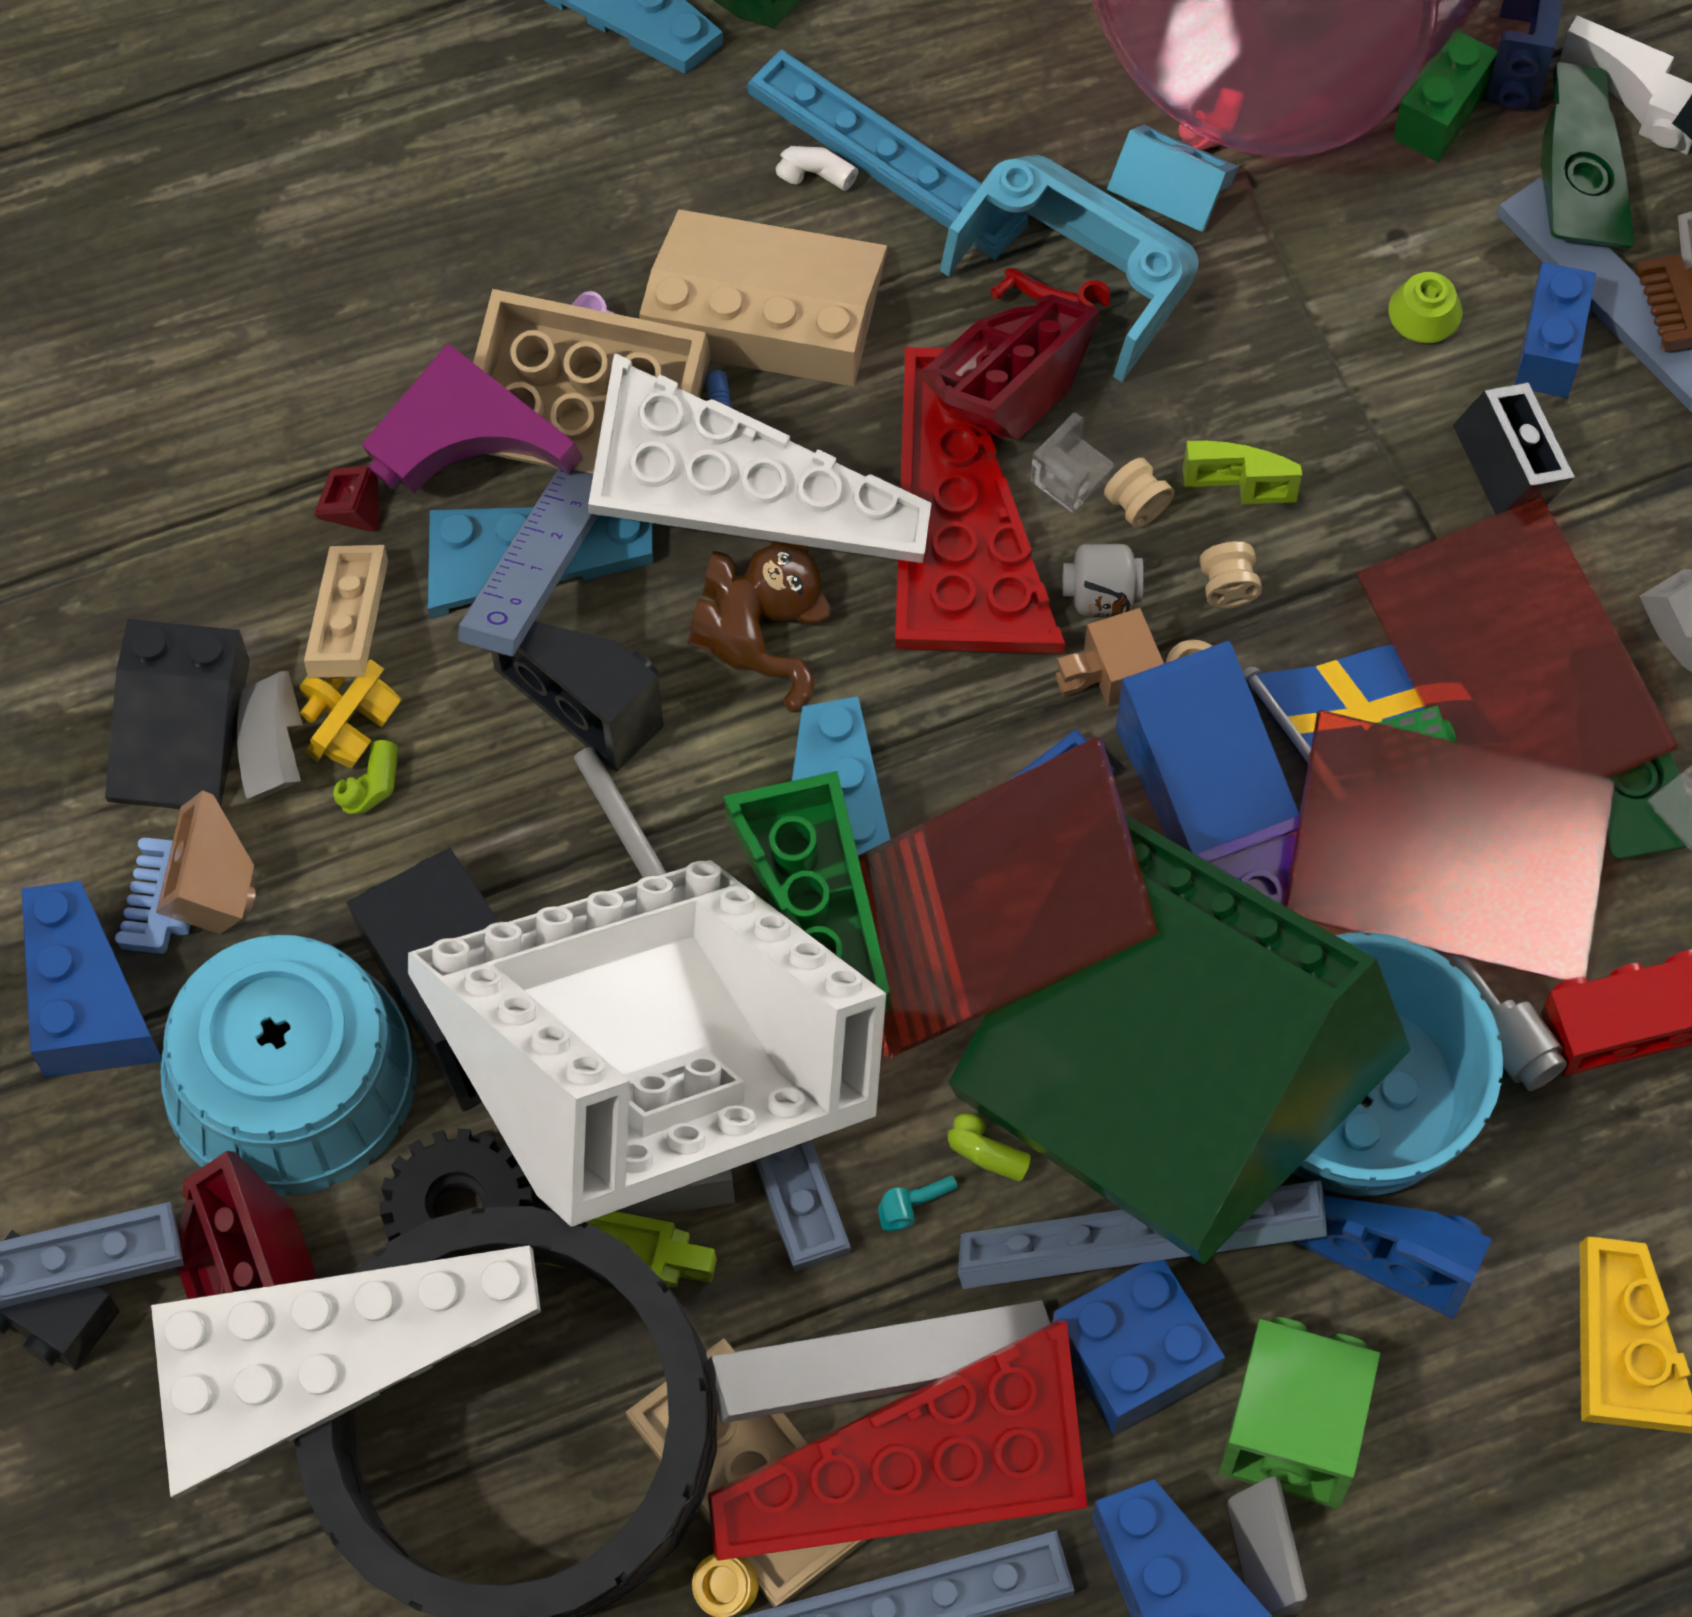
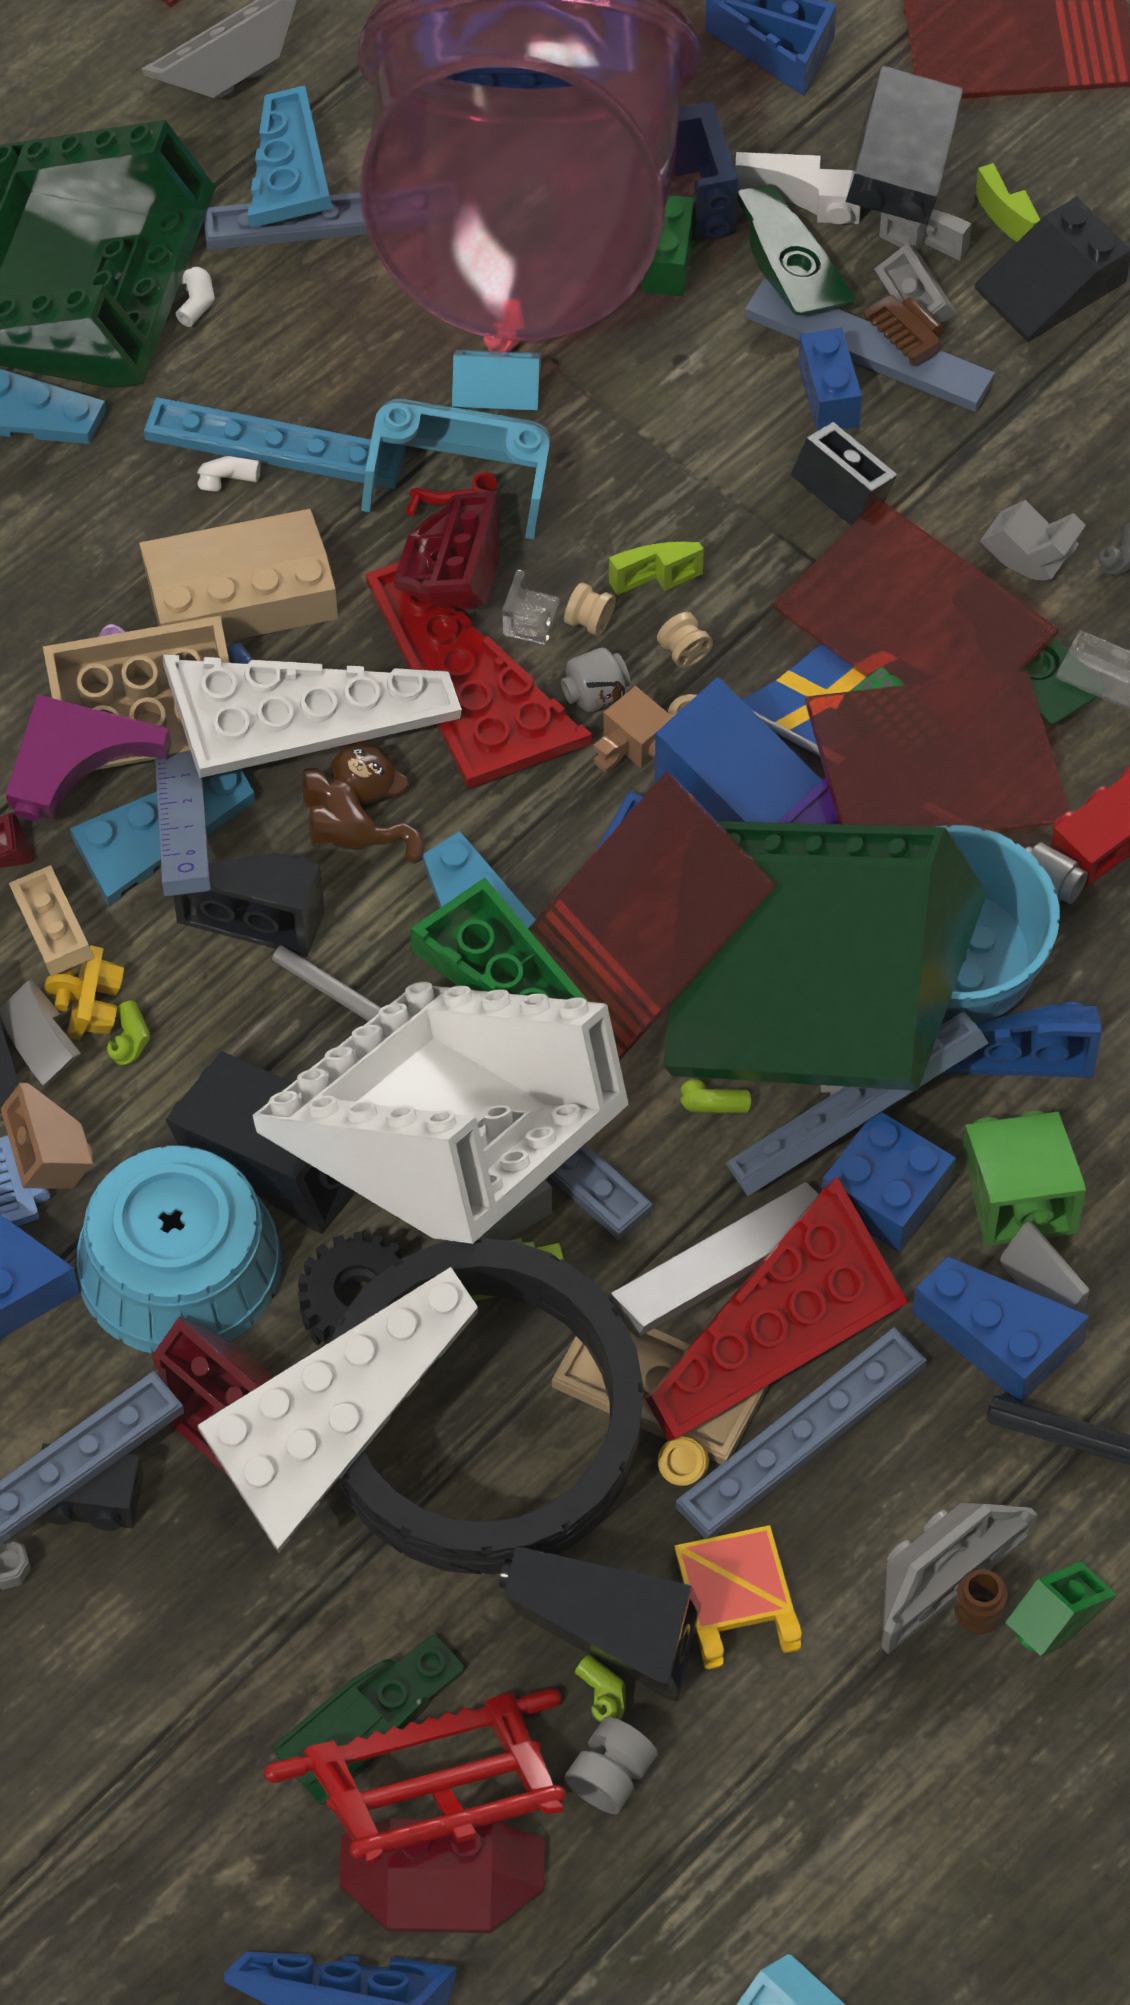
camera: 25 degrees left, 5 degrees down
(897, 1203) = (671, 1163): teal hand -> none
(1425, 308) = (728, 401): lime cone -> none

